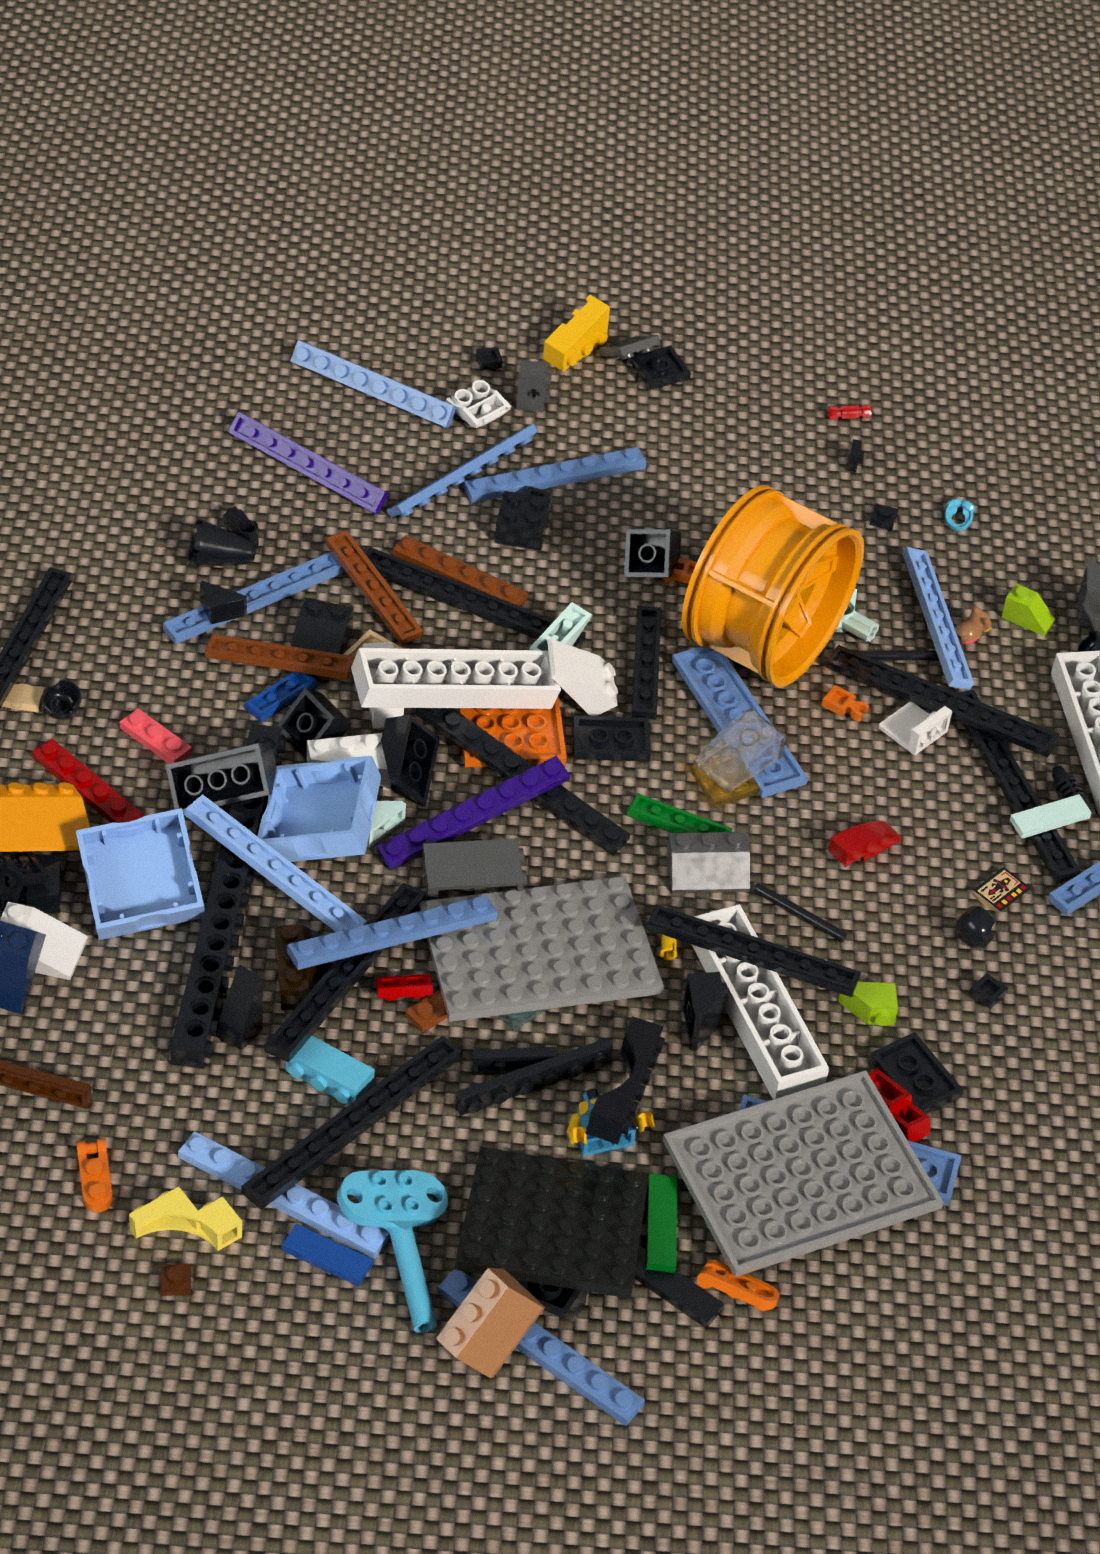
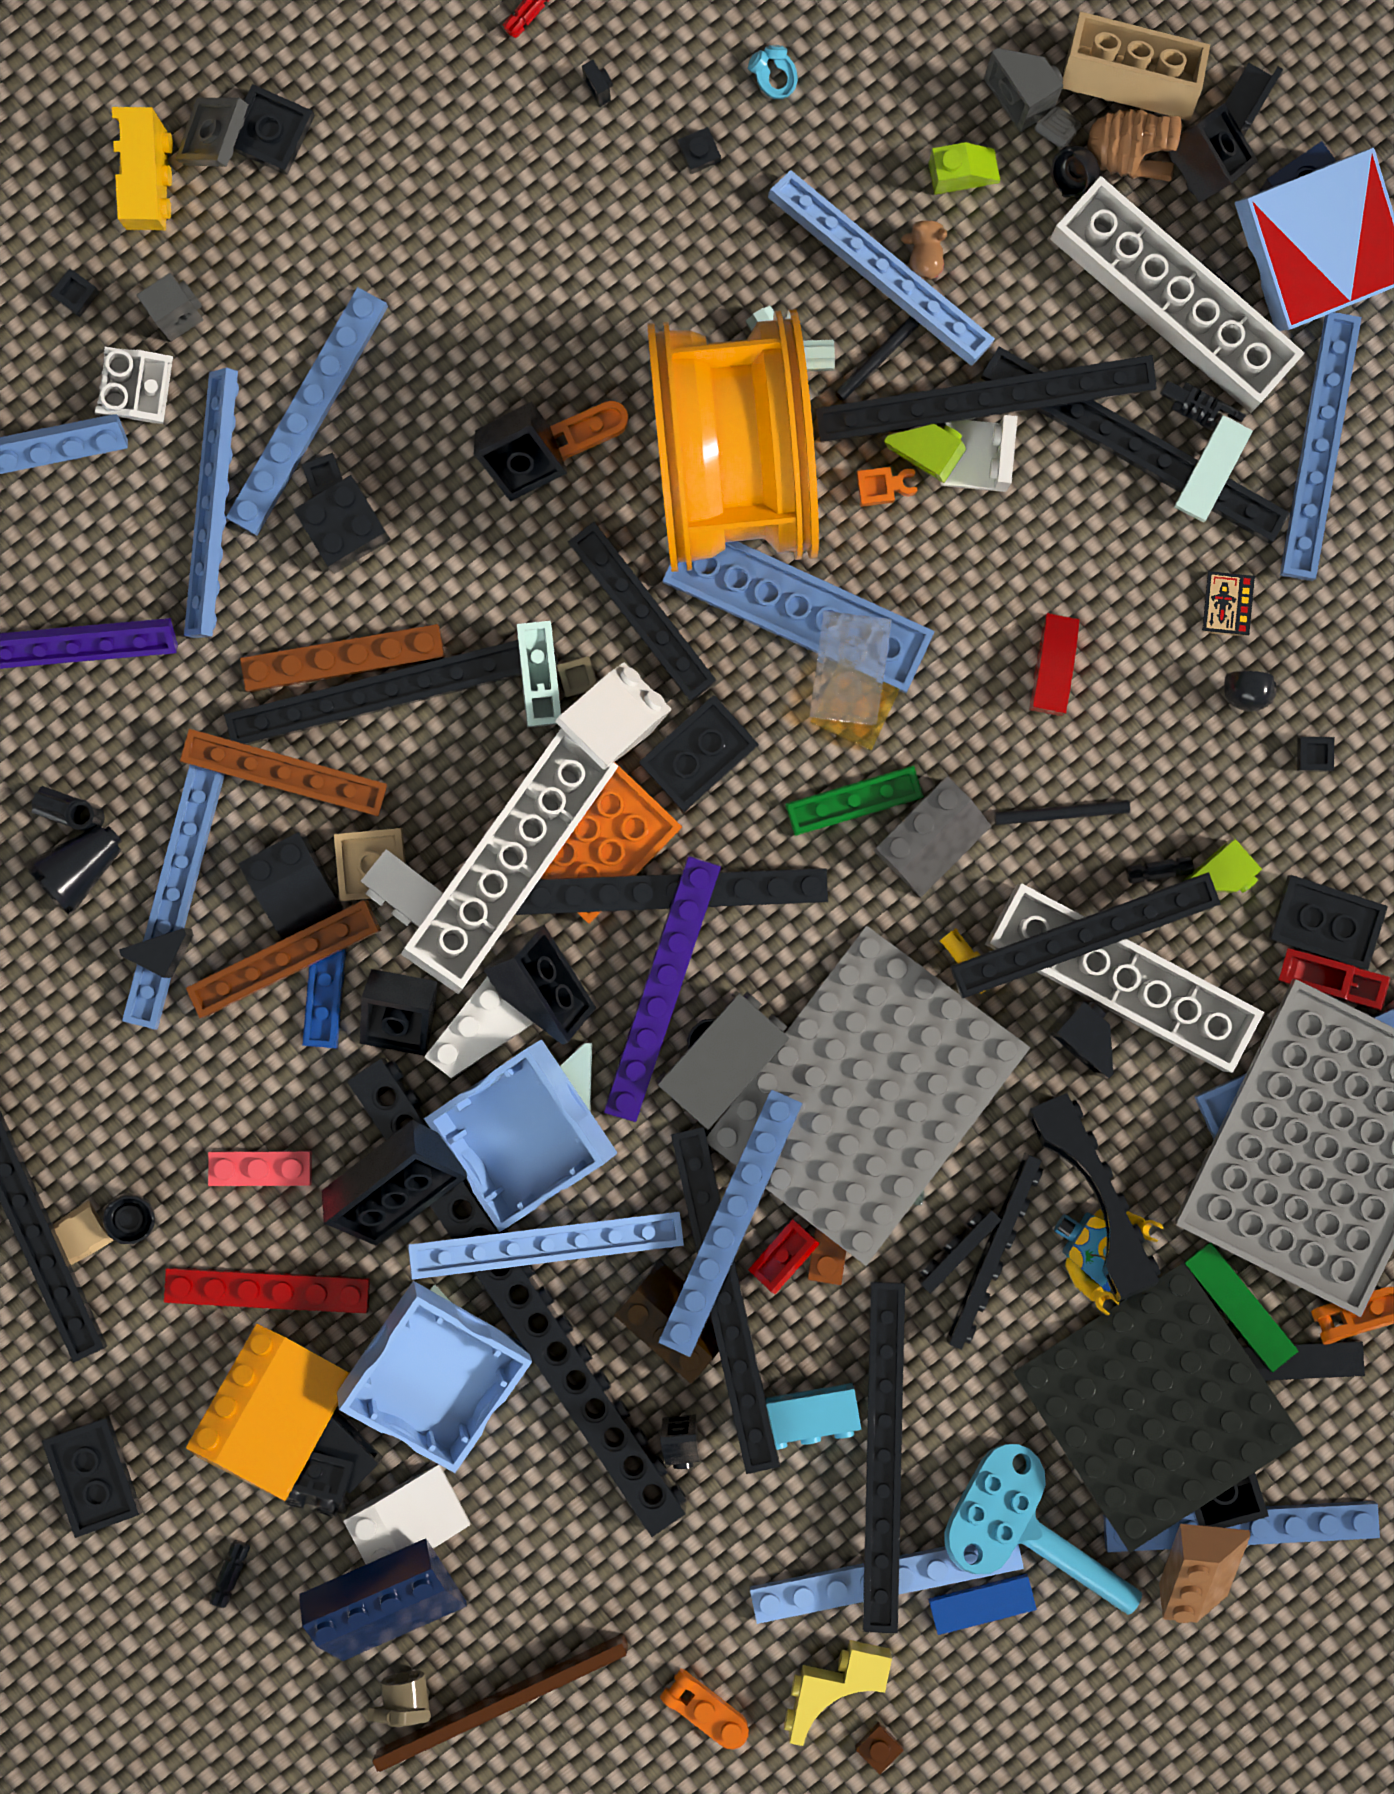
camera: 30 degrees left, 40 degrees up
(886, 700) = (929, 449): none -> lime slope

